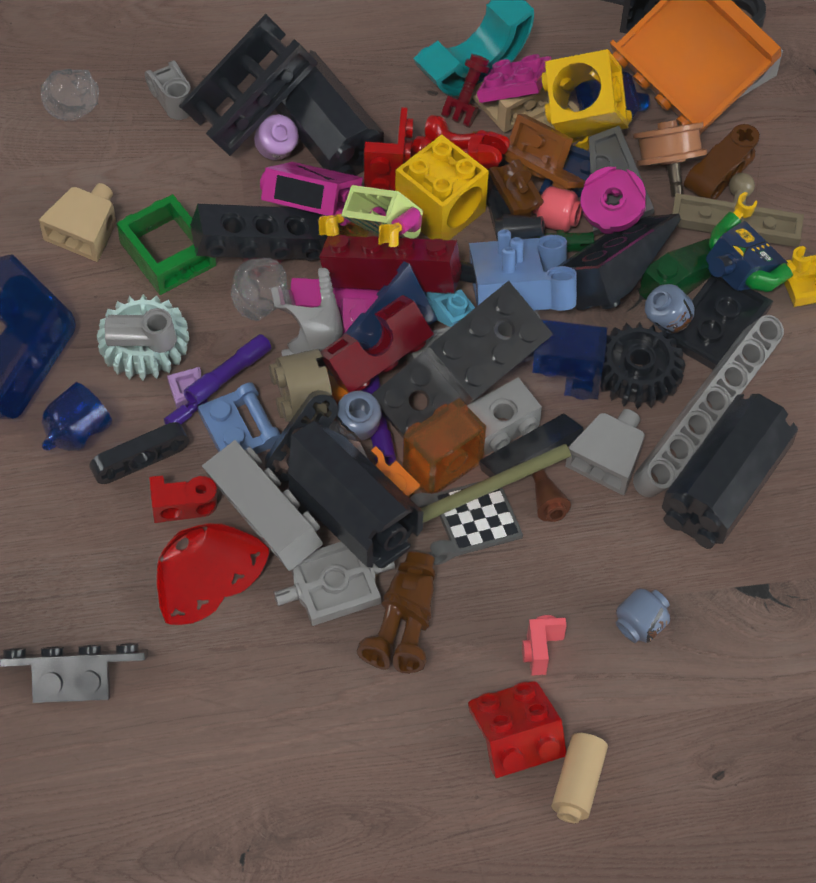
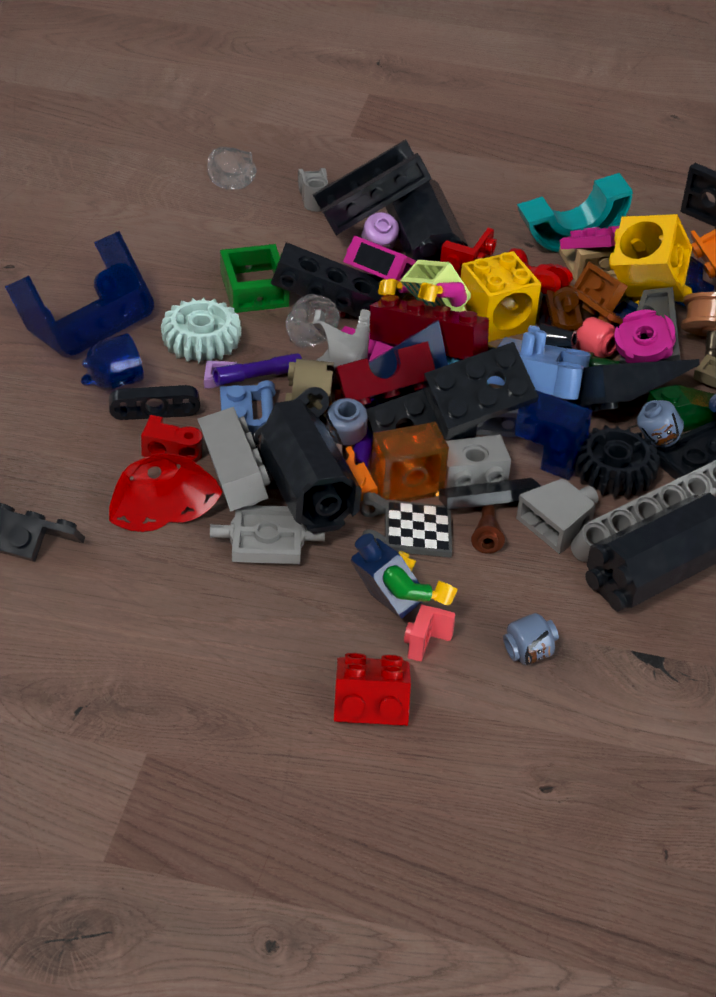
camera: 20 degrees right, 15 degrees down
(81, 221) = (194, 247): tan torso -> none
(140, 330) = (202, 314): light grey piece -> none
(182, 413) = (208, 389): dark purple pin -> none
(406, 599) = (321, 565): reddish brown piece -> none
(462, 104) = (547, 255): dark red hinge -> none
(492, 603) = (391, 579): none -> dark blue torso
(495, 482) = (435, 502): olive bar -> none
(579, 777) = (409, 741): tan brick -> none

